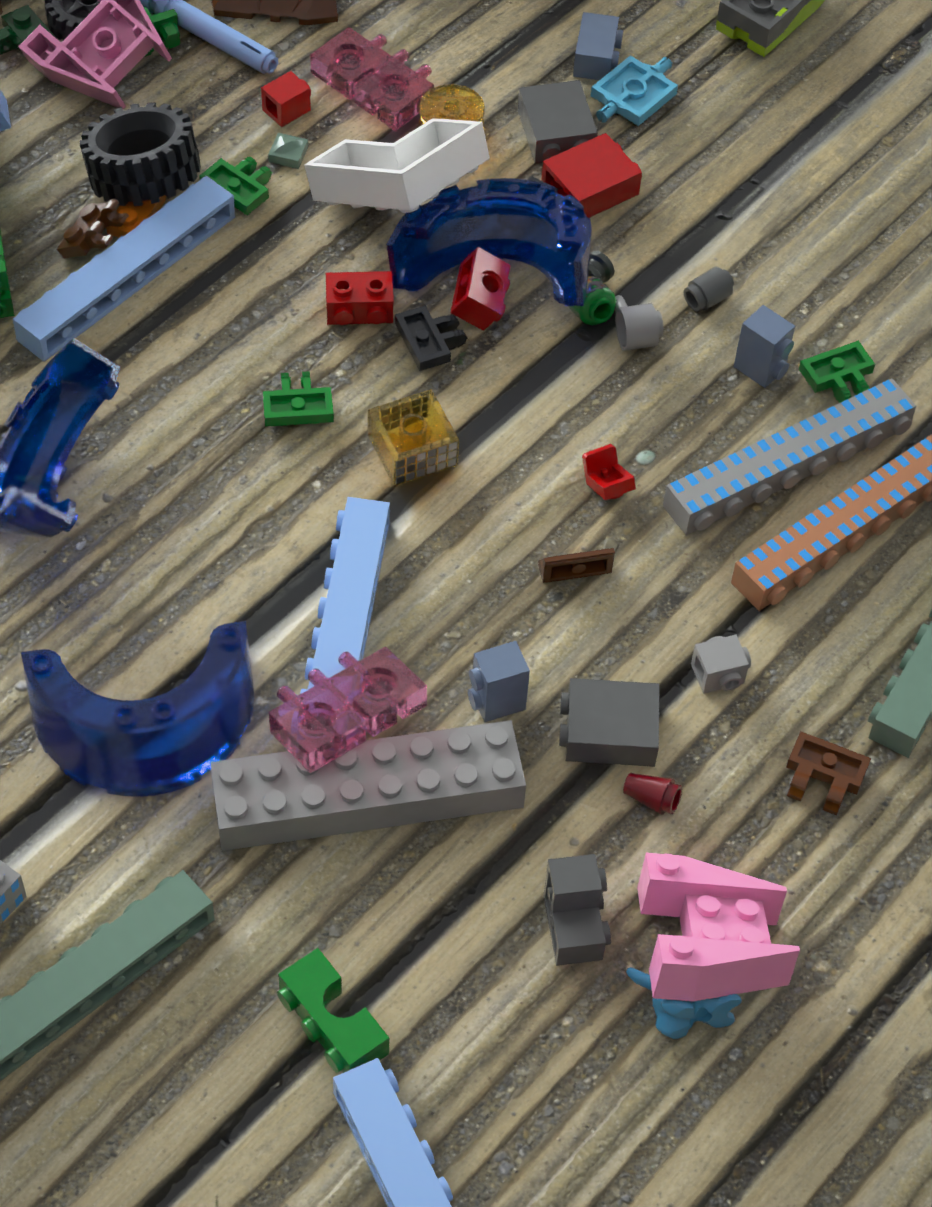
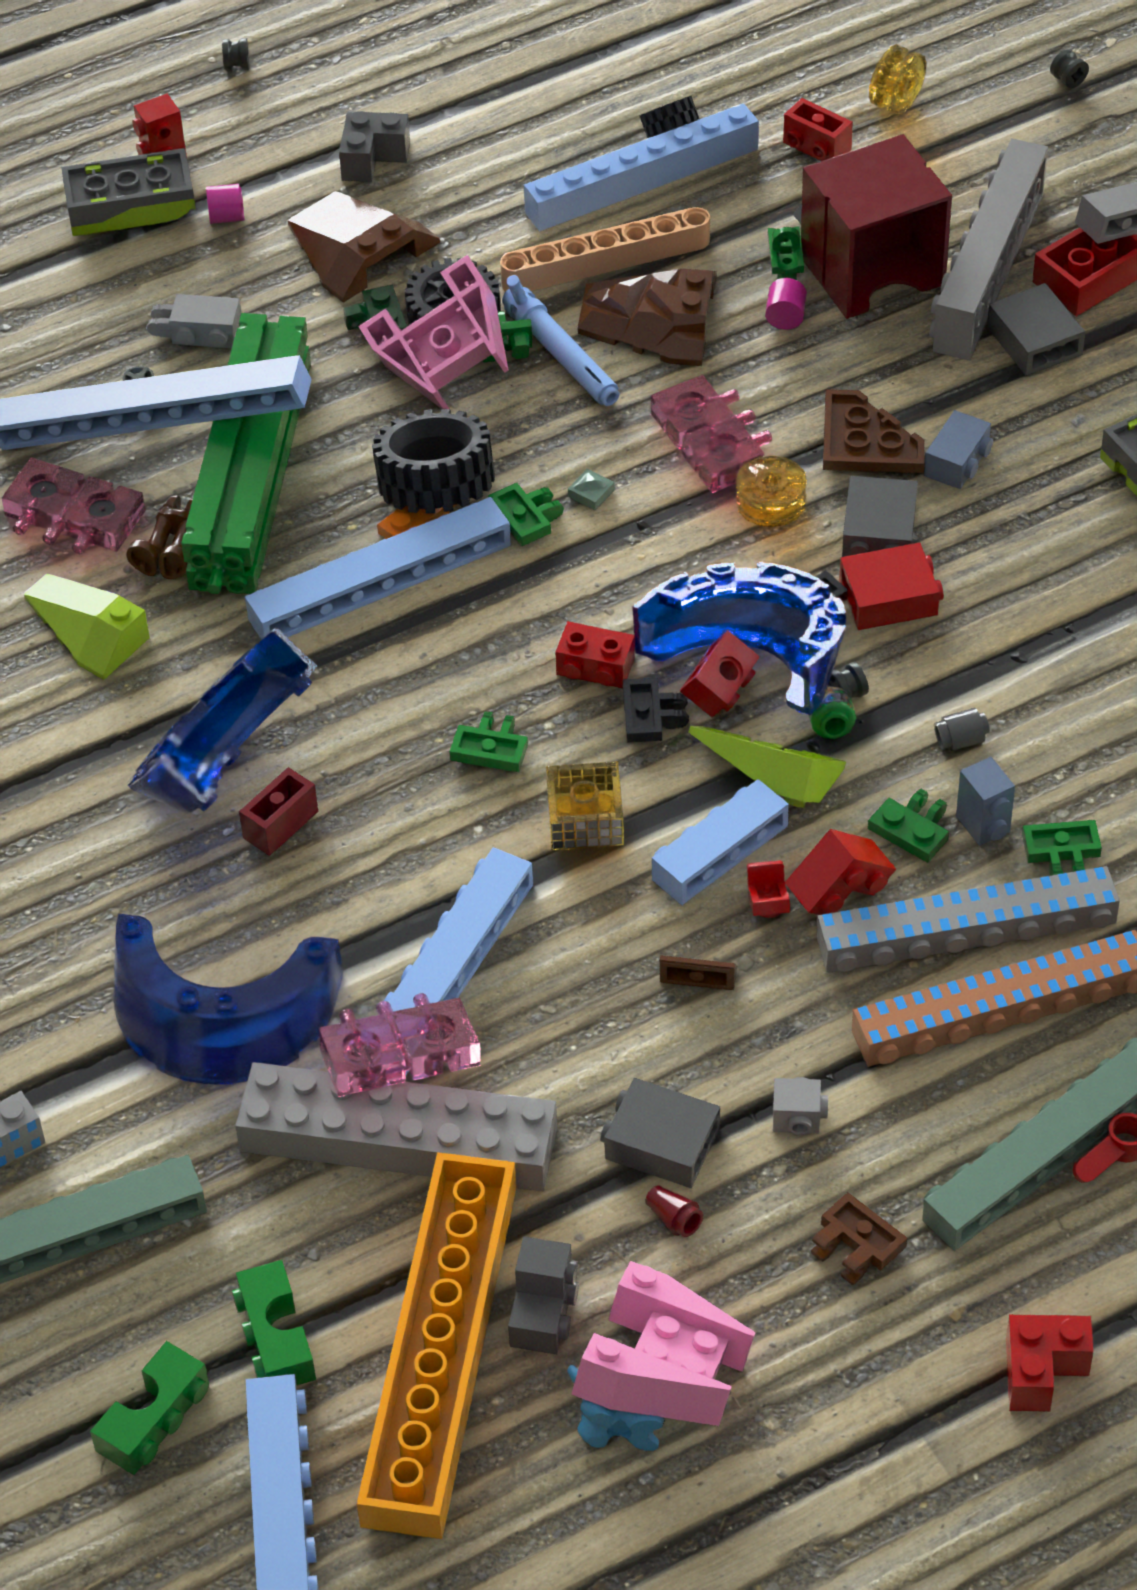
camera: 25 degrees right, 5 degrees down
(88, 229) = (353, 528): reddish brown plate -> none
(128, 513) = (278, 811): none -> dark red brick
(238, 1168) = (133, 1436): none -> green arch
(286, 98) = (609, 435): red brick -> none
(399, 172) = (685, 537): white piece -> none
(499, 681) = (561, 1062): sand blue brick -> none
(501, 991) = (437, 1347): none -> light orange brick
(512, 54) = (867, 438): none -> reddish brown plate
(544, 440) = (719, 841): none -> light blue brick
(576, 363) = (789, 773): none -> lime wedge
(634, 90) = (978, 504): medium azure plate -> none
(637, 325) = (867, 748): light grey piece -> none
(663, 441) = (837, 868): none -> red brick
(701, 388) = (909, 829): none -> green hinge

